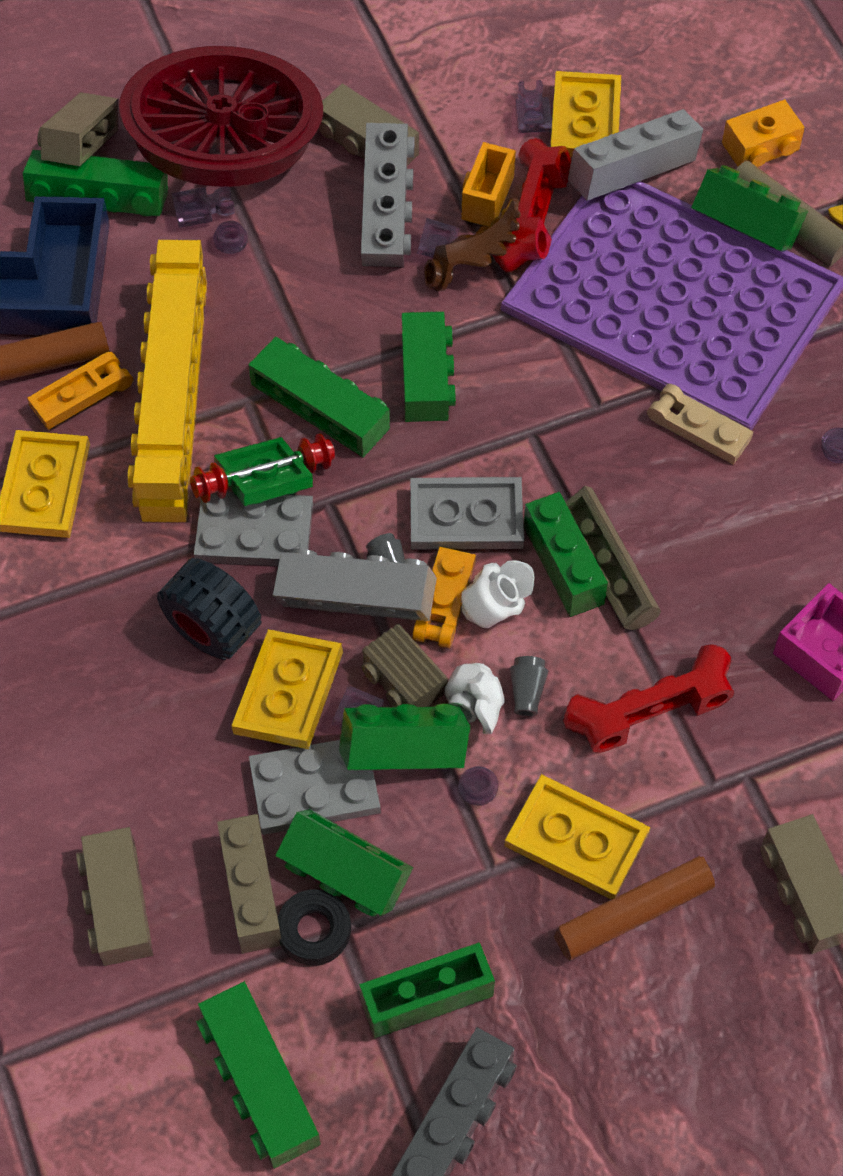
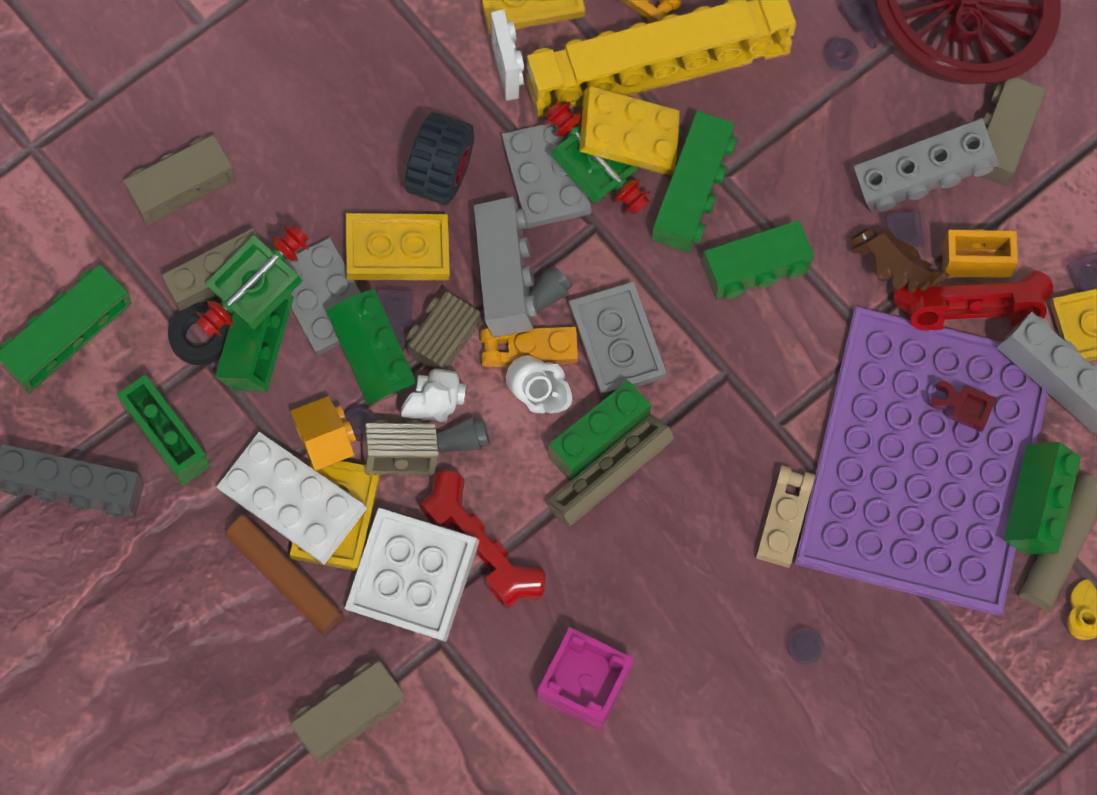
camera: 70 degrees right, 10 degrees up
(111, 517) = (507, 58): none -> white plate
(243, 432) = (629, 130): none -> yellow plate
(291, 830) = (253, 281): none -> green plate
(488, 815) = (324, 432): none -> light orange brick
(526, 745) = (400, 448): none -> dark tan brick
(550, 873) = (291, 498): none -> white plate
(639, 237) = (969, 406): none -> dark red plate
(675, 773) = (412, 574): none -> white plate

